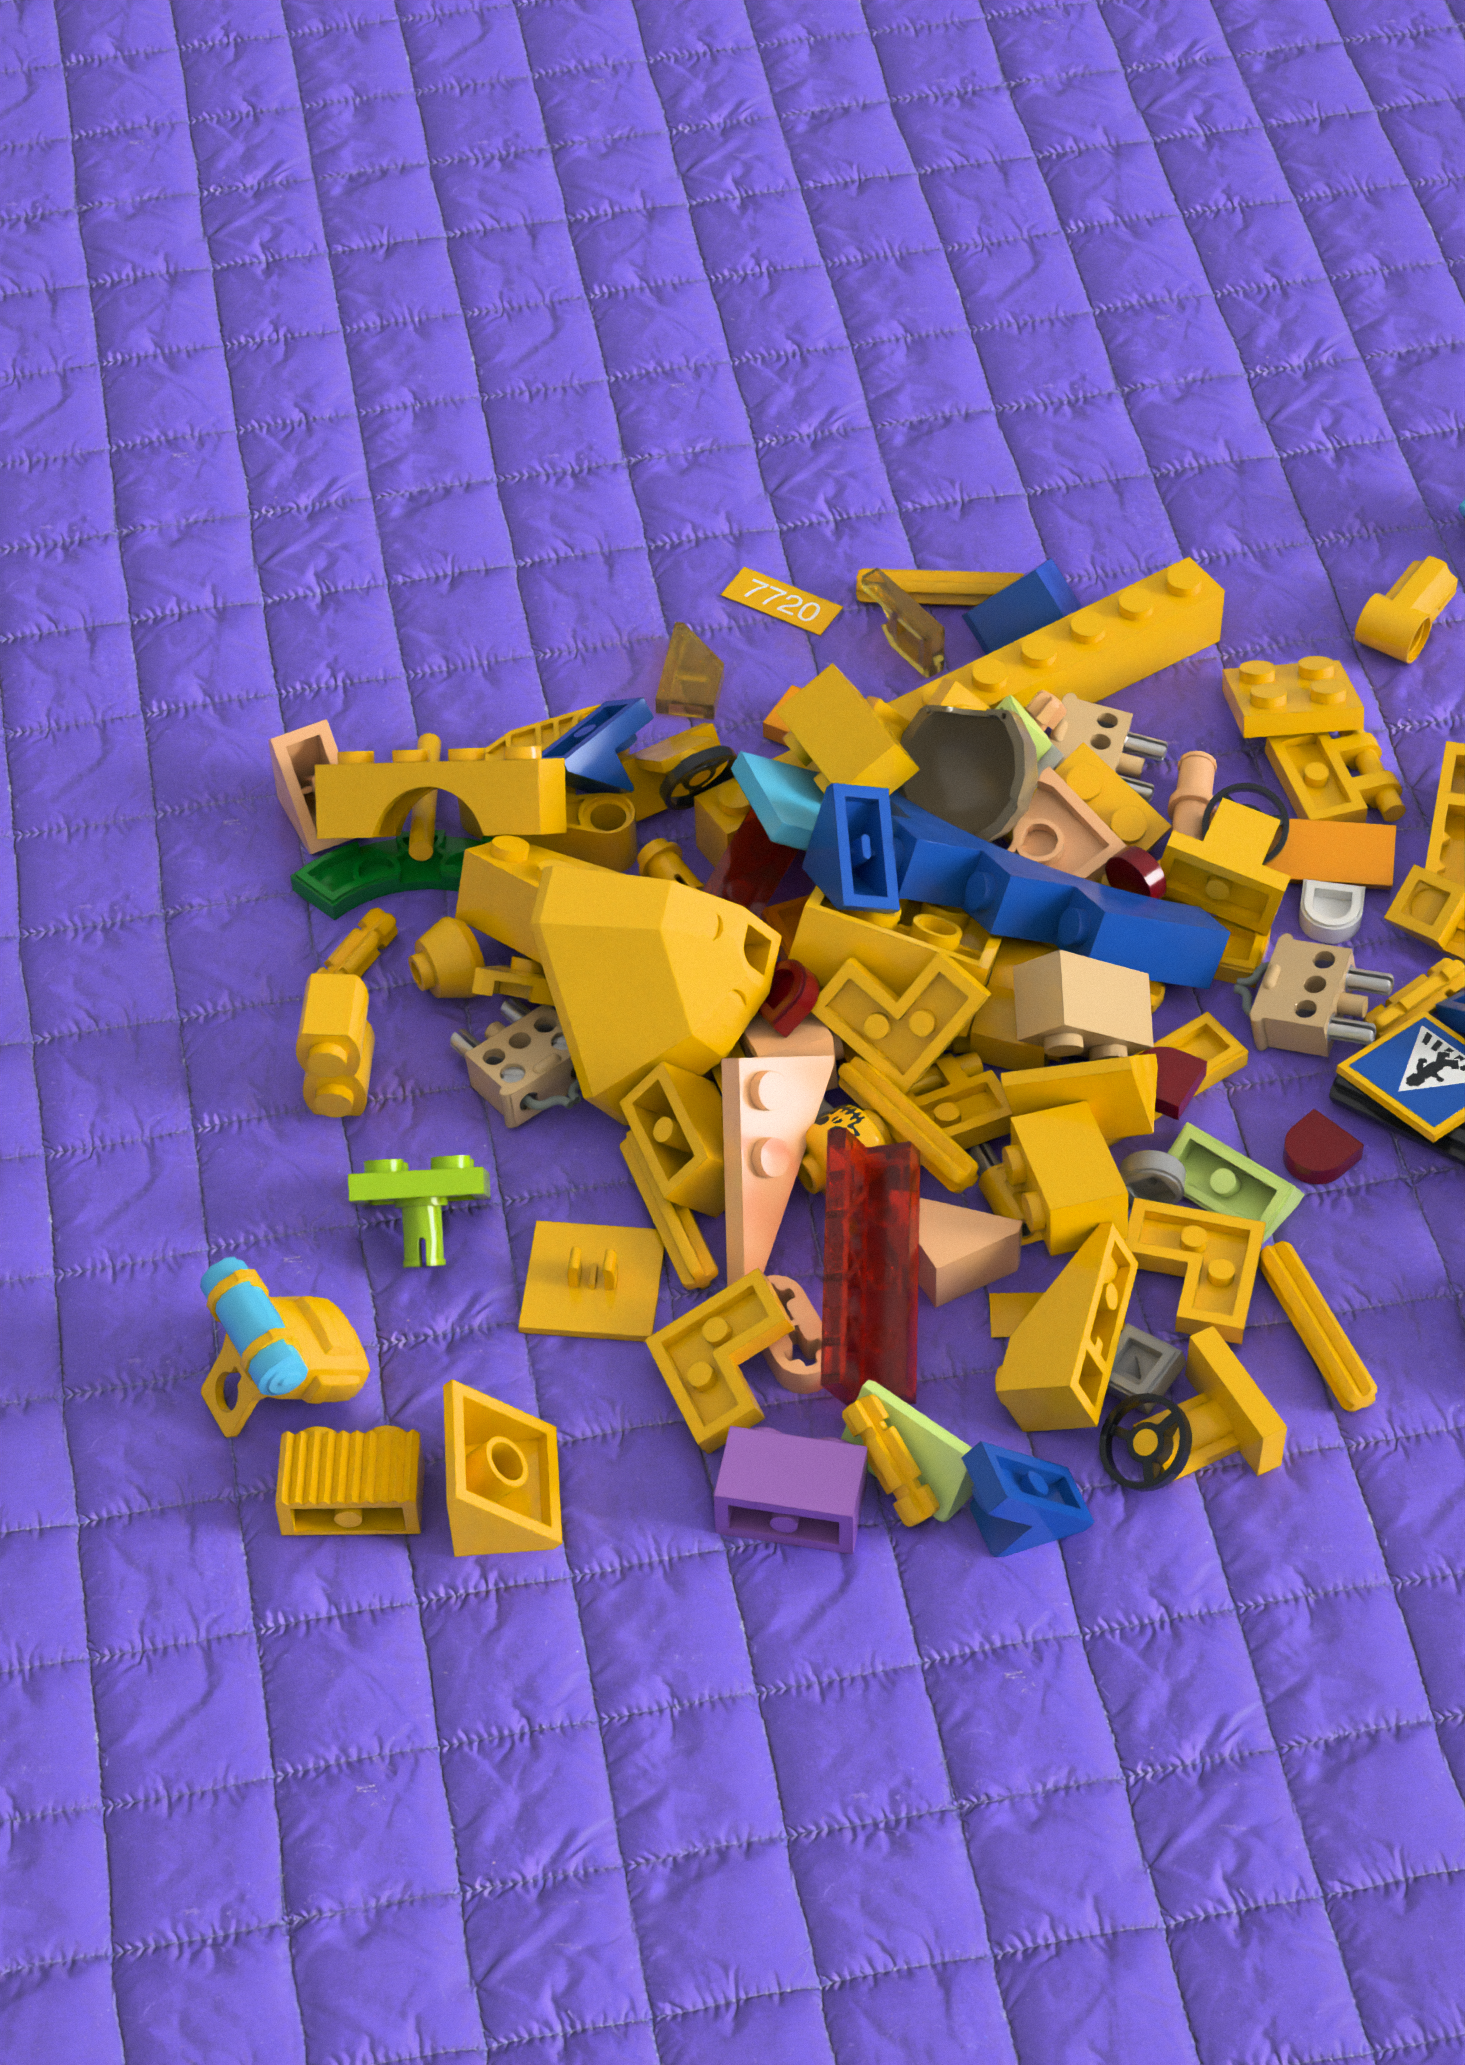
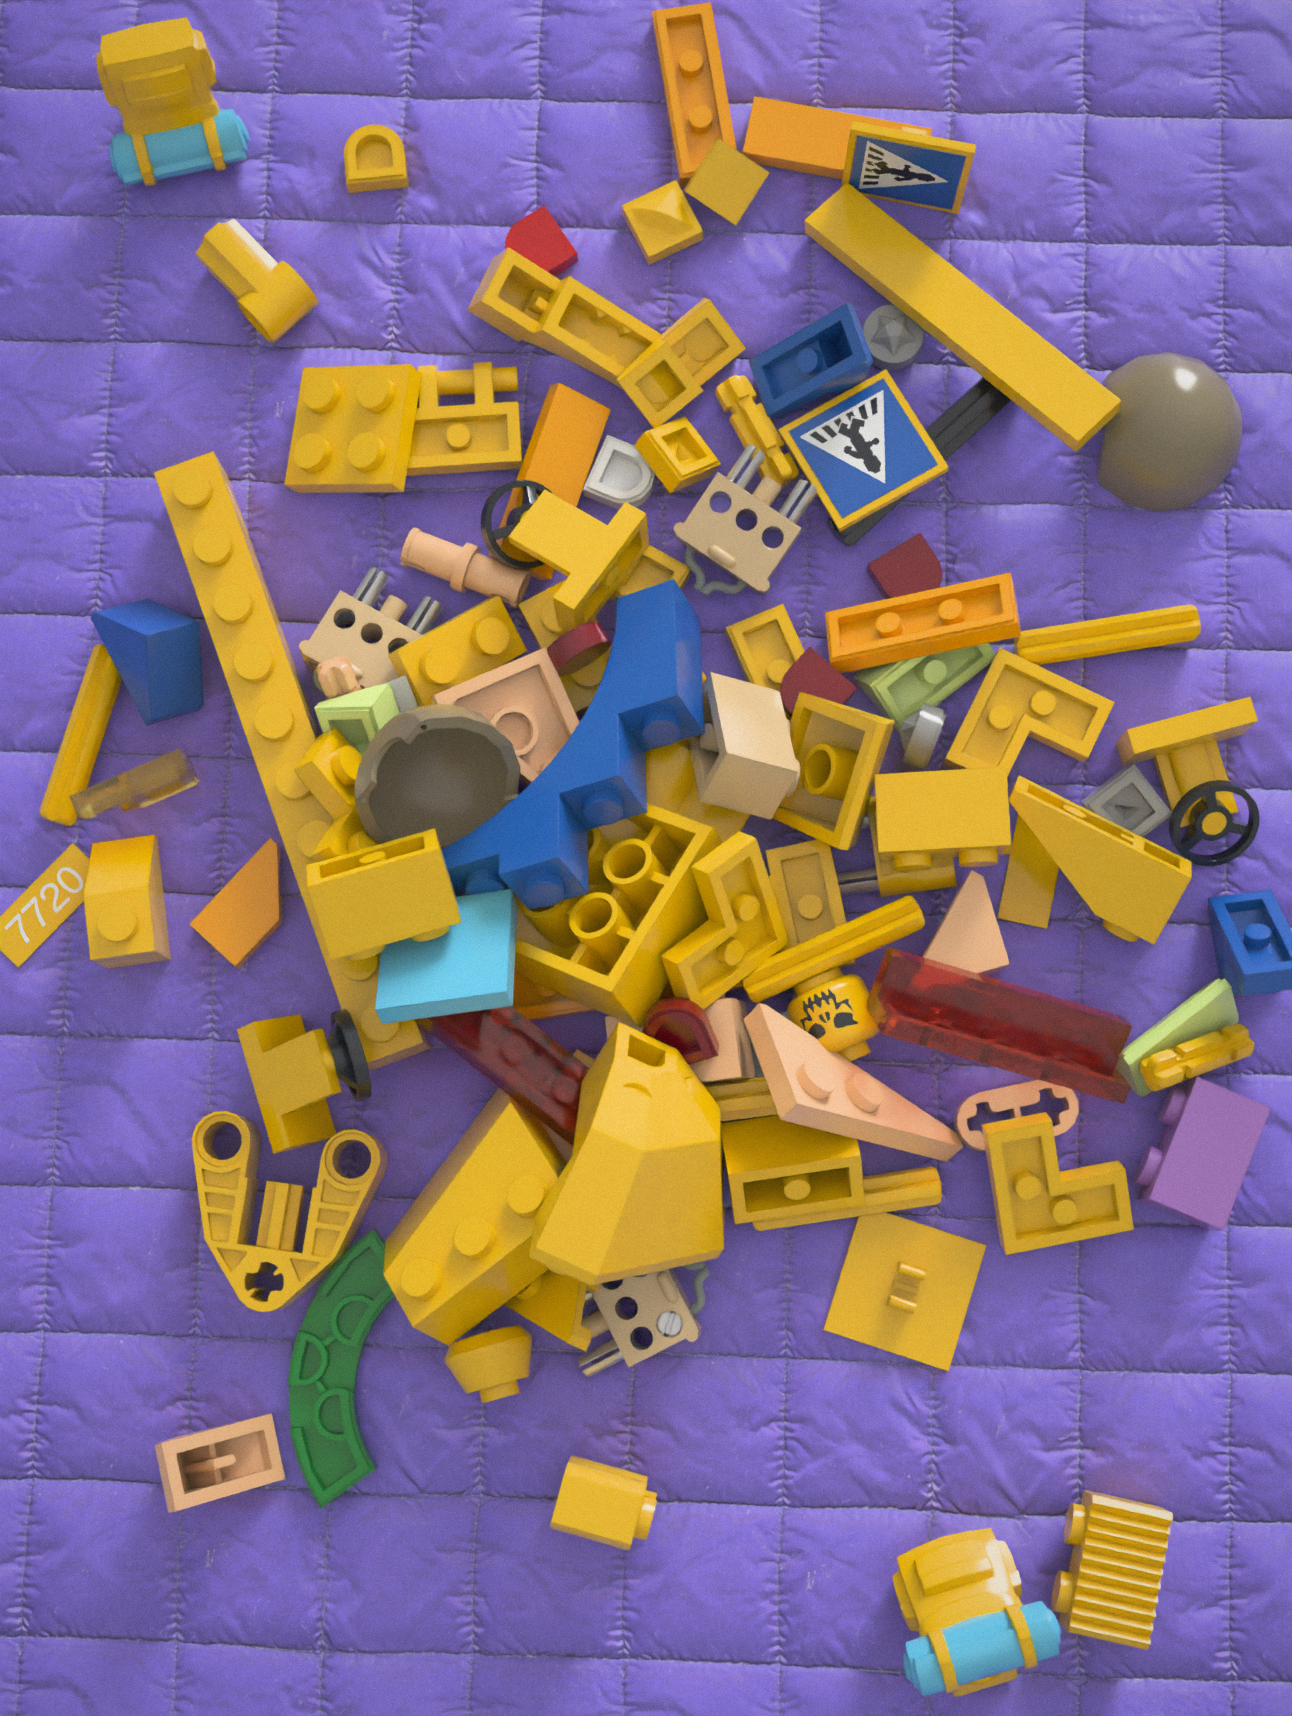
camera: 75 degrees left, 30 degrees up
(360, 946) = (448, 1459): yellow axle -> none
(420, 1198) = (803, 1445): lime plate -> none
(424, 811) = (250, 1345): yellow bar -> none
(499, 1476) = (1134, 1422): yellow slope -> none
(505, 795) = (338, 1264): yellow arch -> none
(593, 746) = (278, 1169): blue slope -> none
(664, 861) = (419, 1106): yellow pin -> none
(690, 677) = (139, 1026): clear yellow tile -> none
(793, 638) = (126, 903): none -> yellow slope
(854, 849) = (550, 924): blue slope -> none
(1265, 1150) = (923, 623): none -> light orange tile
(1370, 935) = (677, 454): none -> yellow tile

